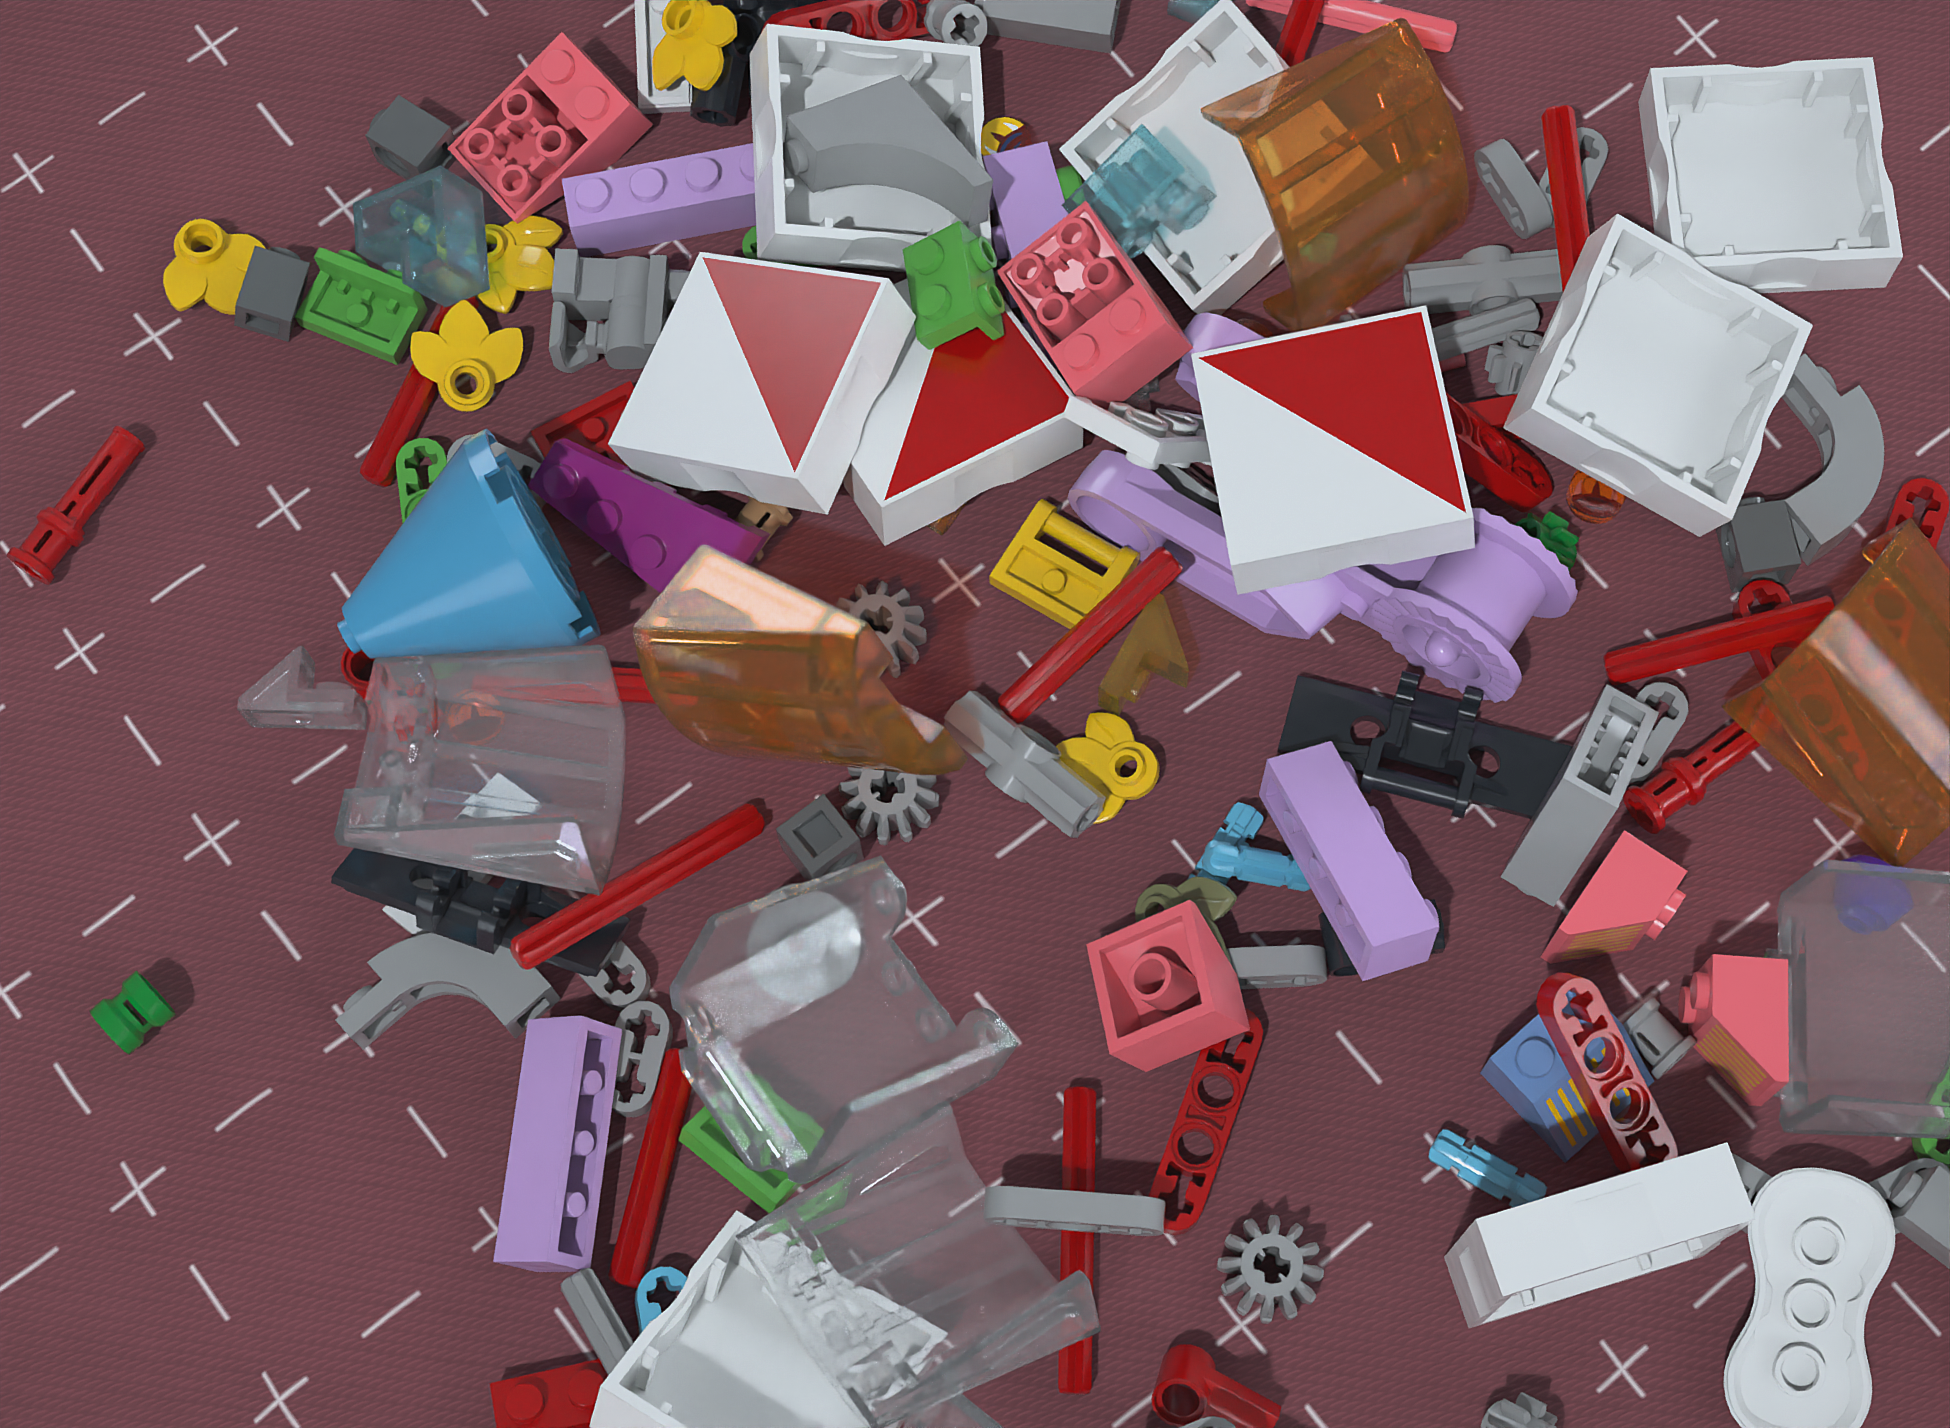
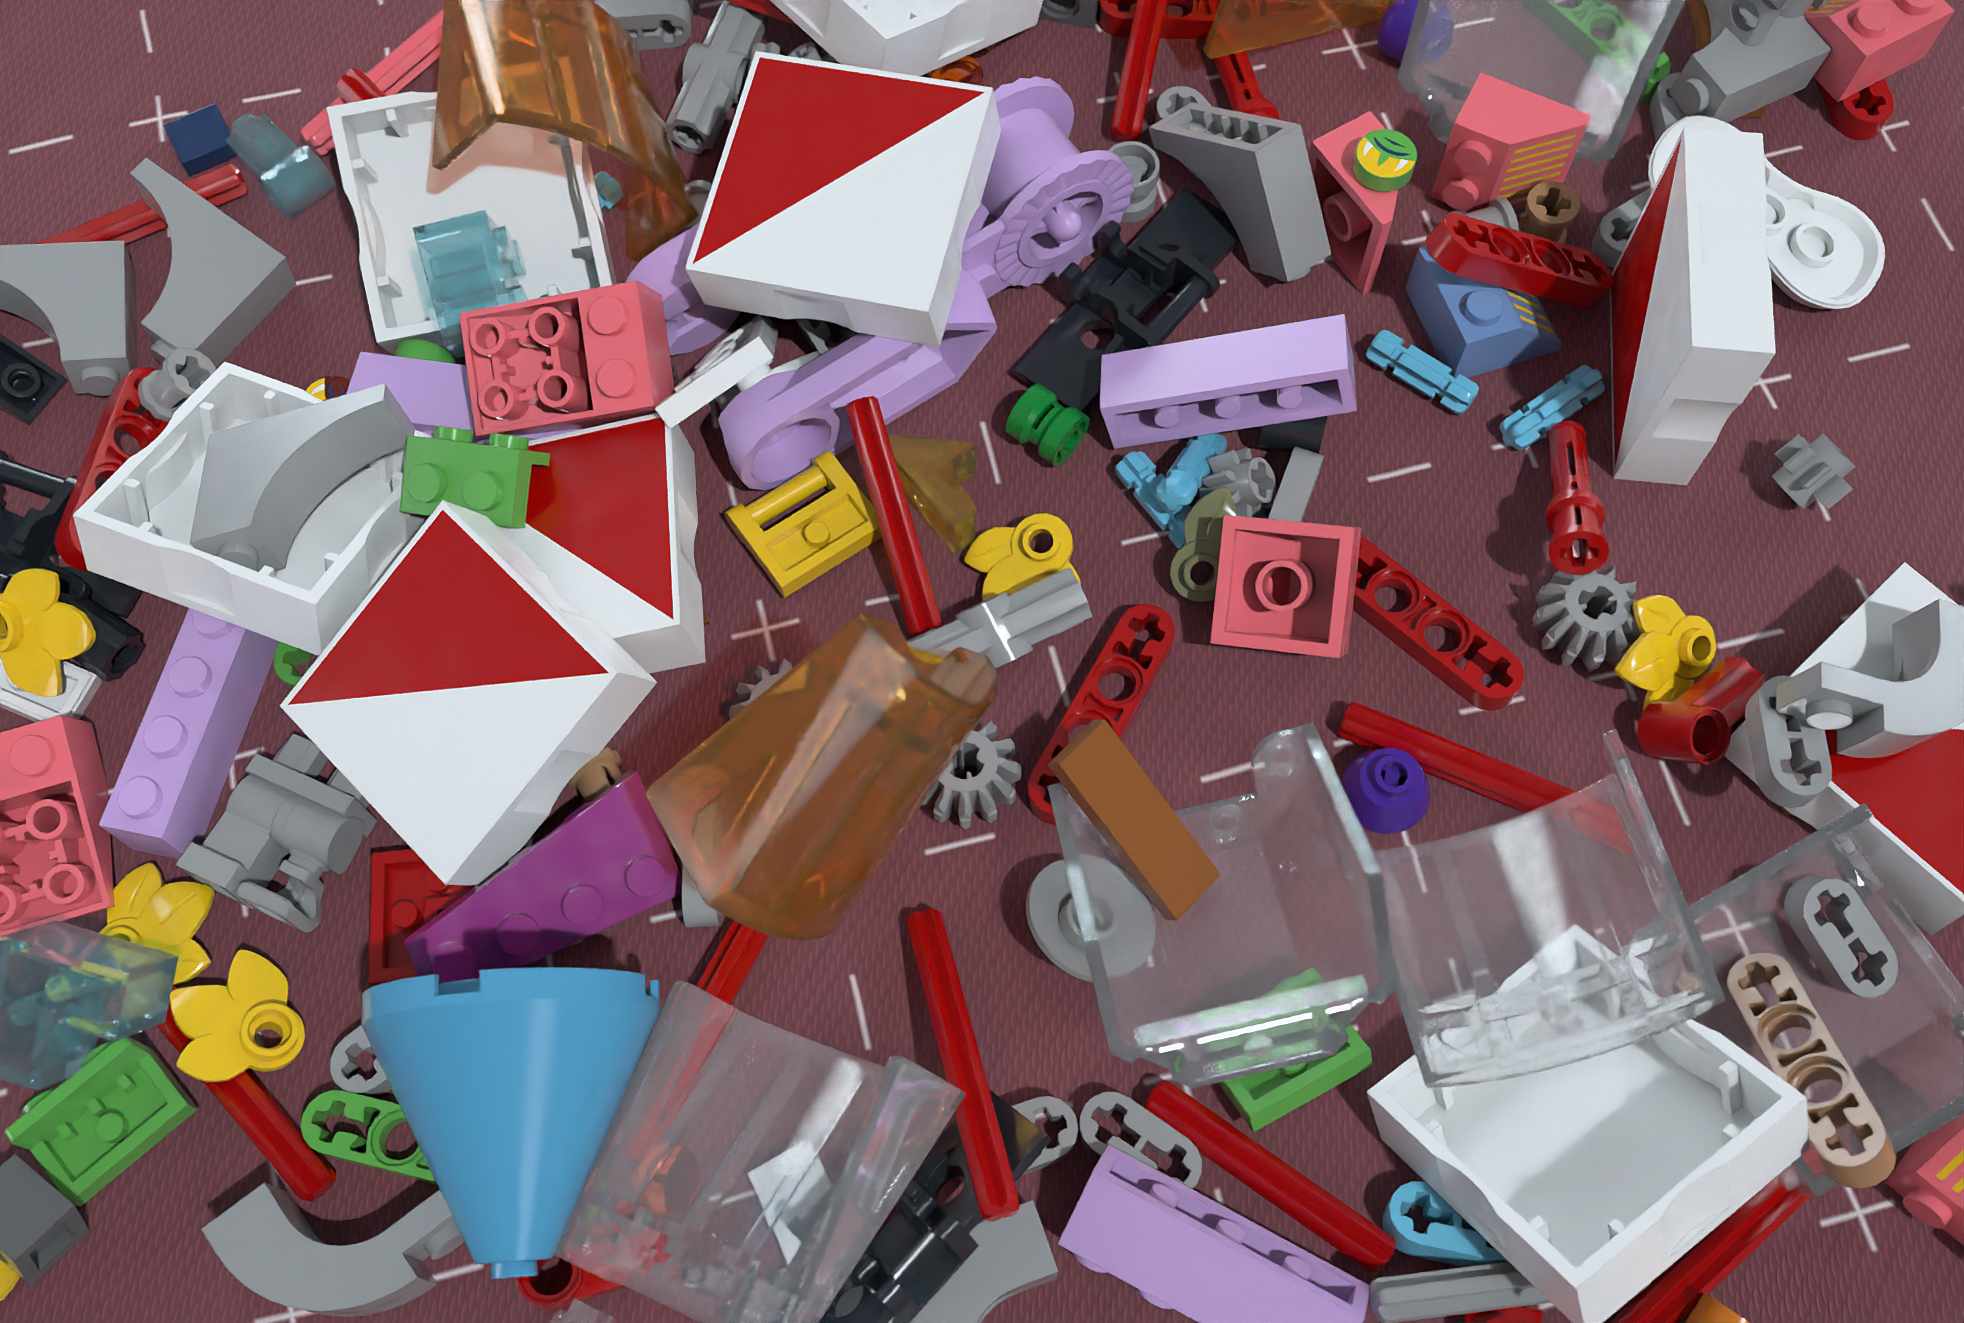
camera: 70 degrees left, 5 degrees down
(309, 496) = (284, 1260): none -> light grey arch
(819, 840) = (993, 853): dark grey brick -> none
(881, 936) = (1134, 819): none -> dark orange tile
(997, 875) = (1093, 705): none -> red beam
(1006, 1147) = (1391, 802): none -> dark purple cone
(1074, 1211) = (1483, 758): light grey beam -> none
(1249, 726) = (1047, 424): none -> green wheel
(1250, 1343) = (1669, 650): none -> yellow plate
(1259, 913) = (1247, 478): none -> light grey gear
(1356, 1215) = (1568, 454): none -> red pin
(1469, 1038) = (1422, 372): none -> medium azure axle
(1553, 682) = (1145, 170): none -> light grey wheel
(1626, 901) = (1384, 160): none -> bright green tile
(1704, 1080) = (1549, 210): none -> medium nougat bush

